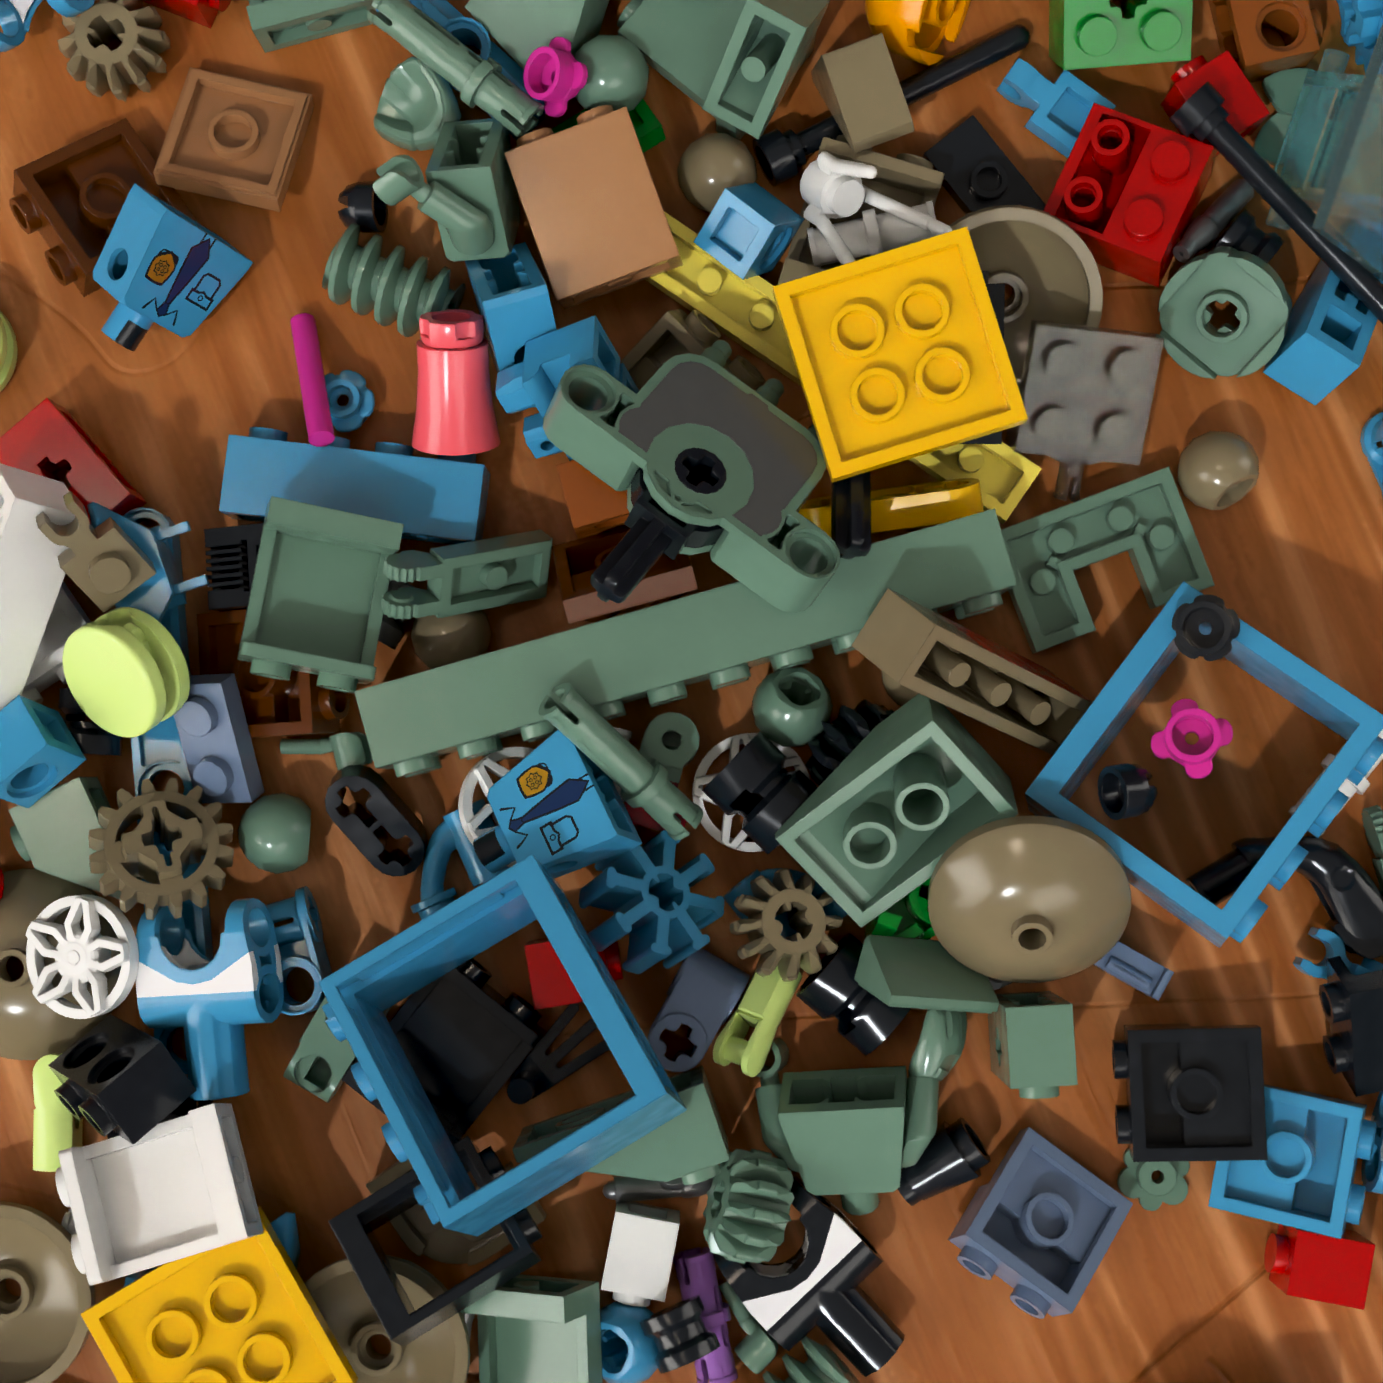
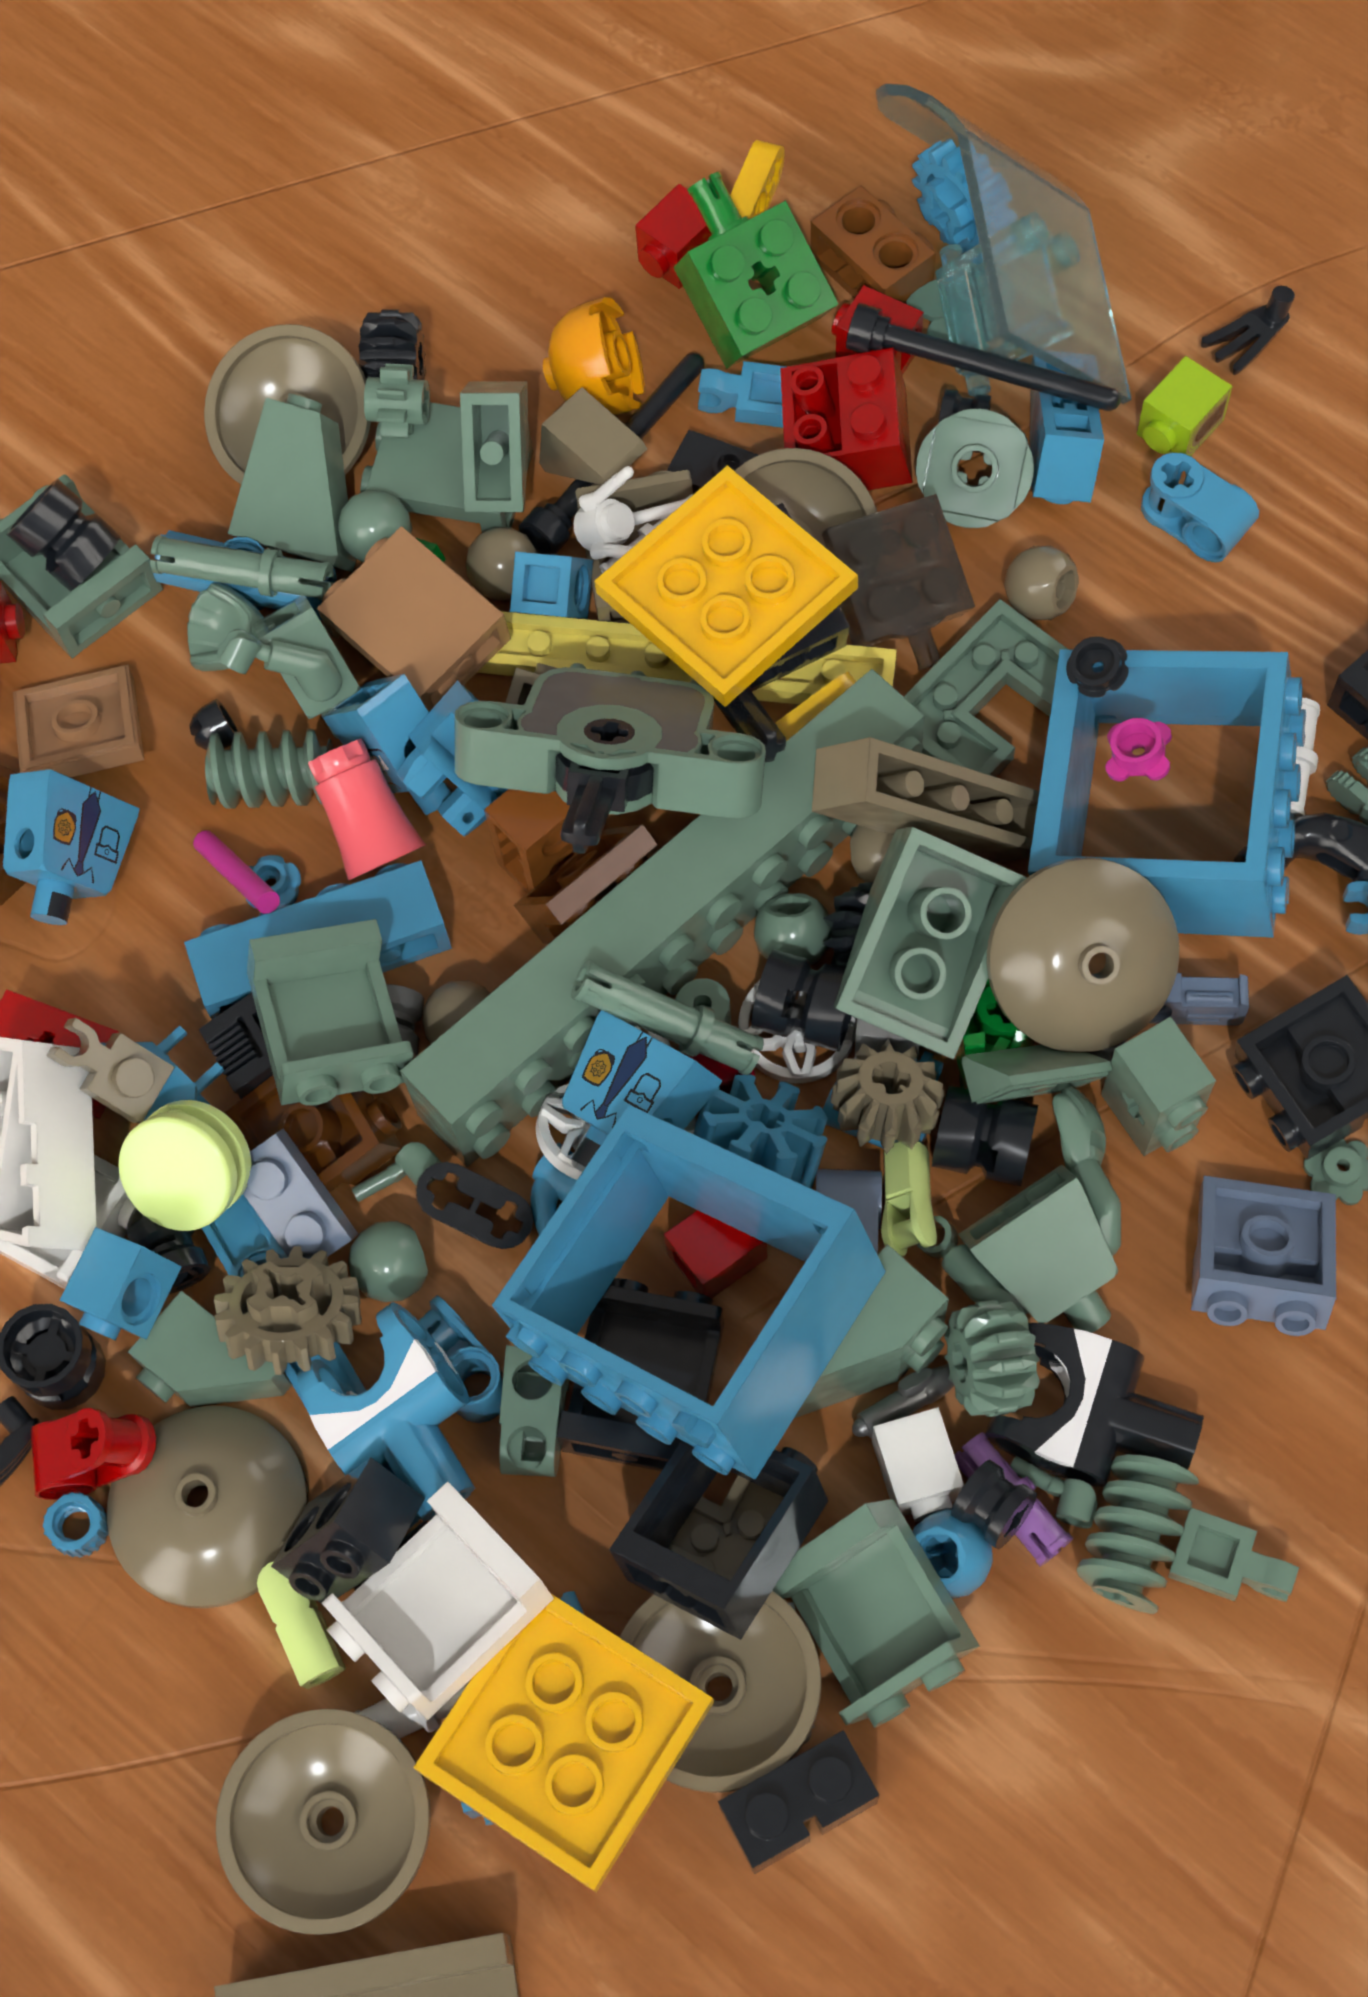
camera: 20 degrees left, 20 degrees down
(81, 956) = (257, 1442): white wheel -> none
(469, 576) = (457, 949): sand green hinge -> none
(540, 1070) = (732, 1350): black piece -> none
(554, 76) = (330, 538): dark pink plate -> none
(947, 1162) = (1148, 1243): black cone -> none
(1125, 791) = (1108, 816): black hinge -> none
(1207, 226) = (926, 413): flat silver piece -> none

